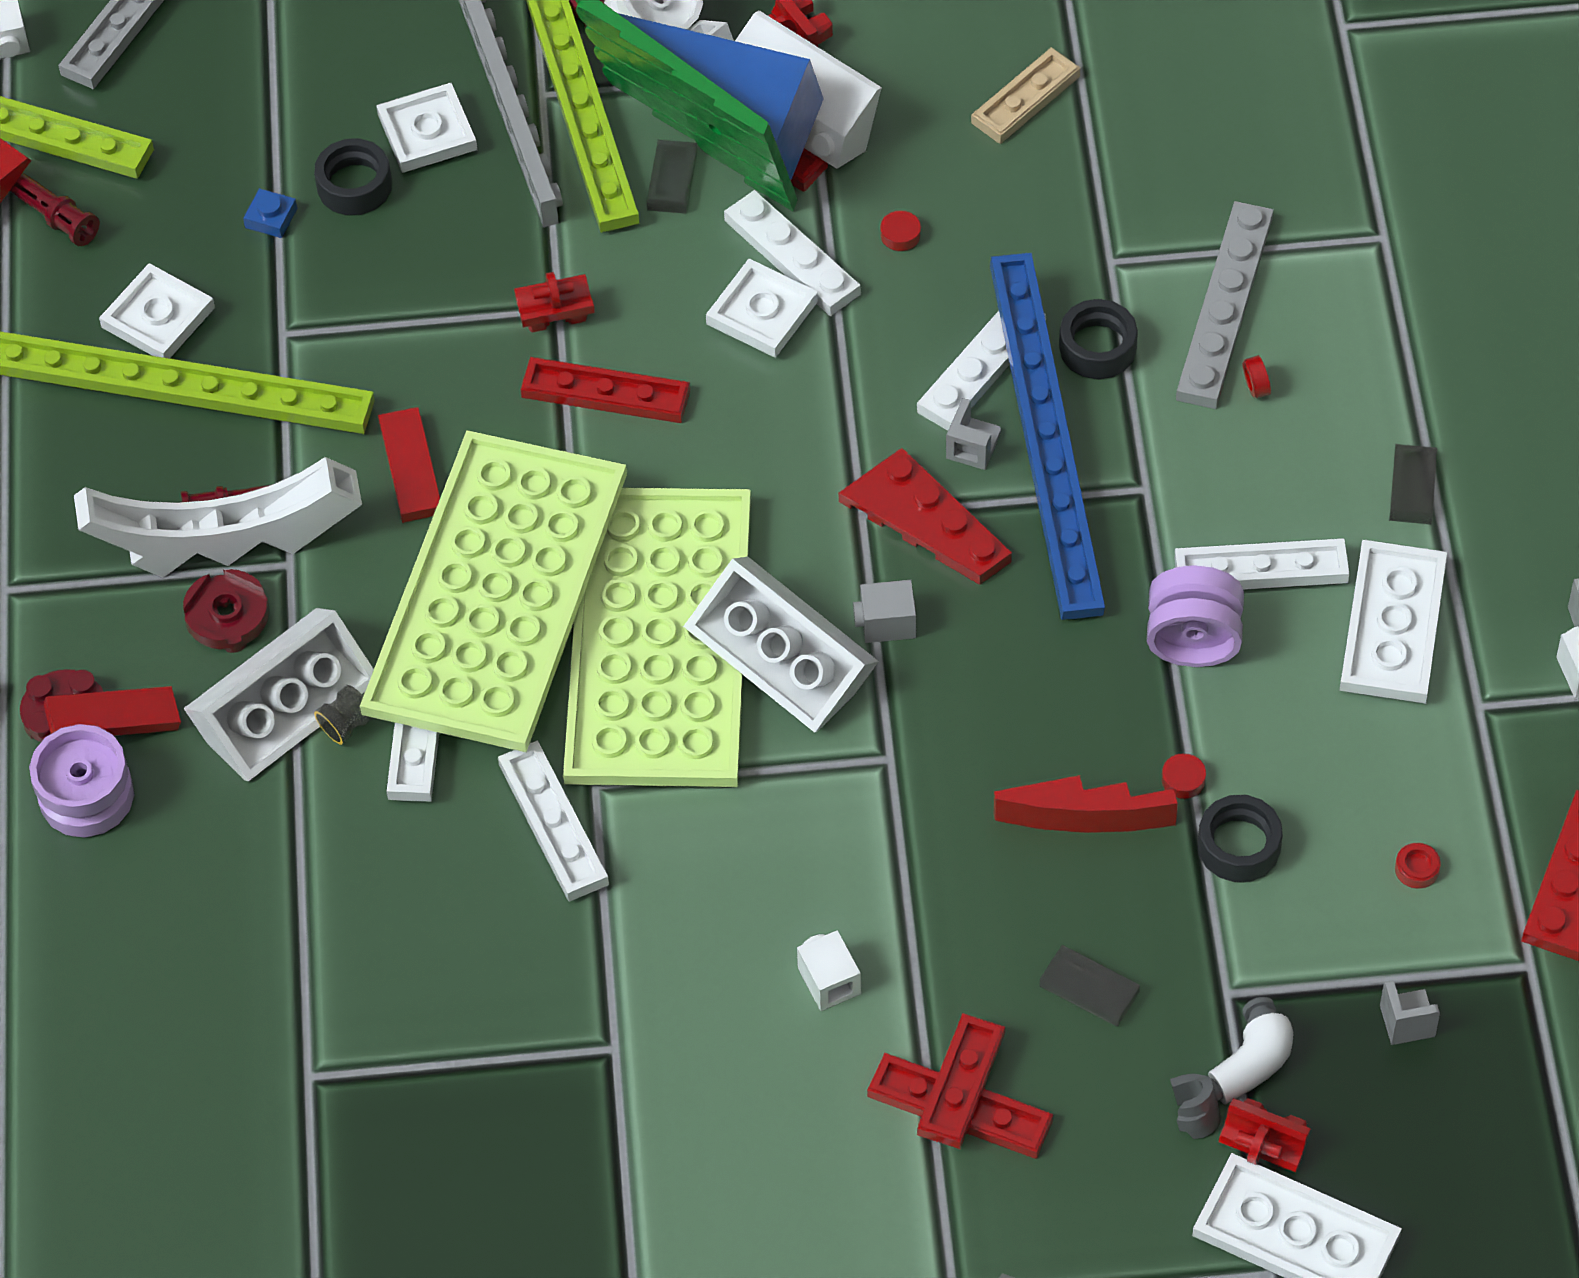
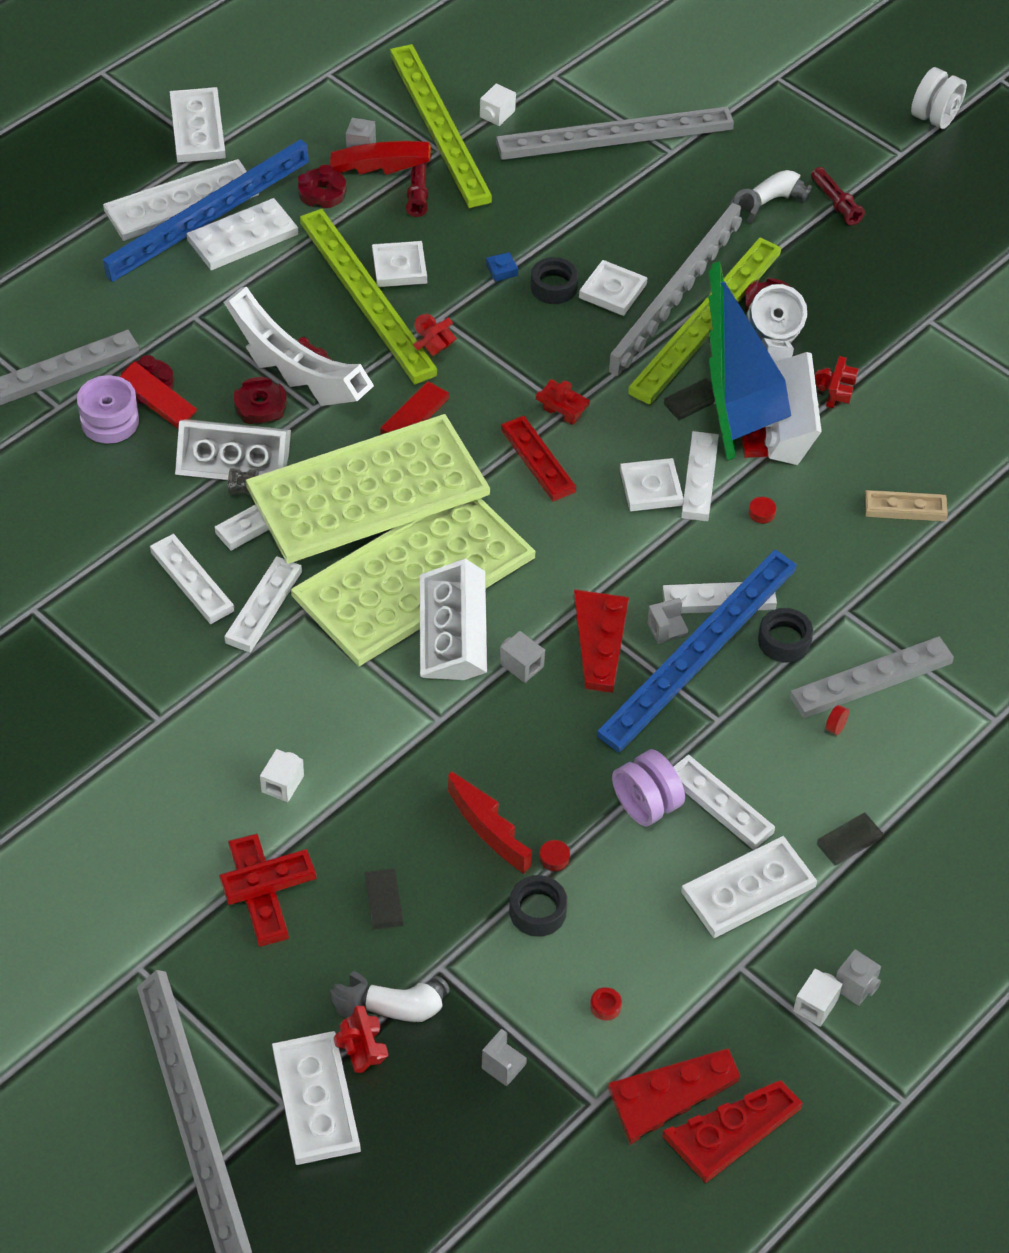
camera: 45 degrees right, 5 degrees down
(320, 356) = (435, 335): none -> red hips
(438, 870) = (192, 579): none -> white plate

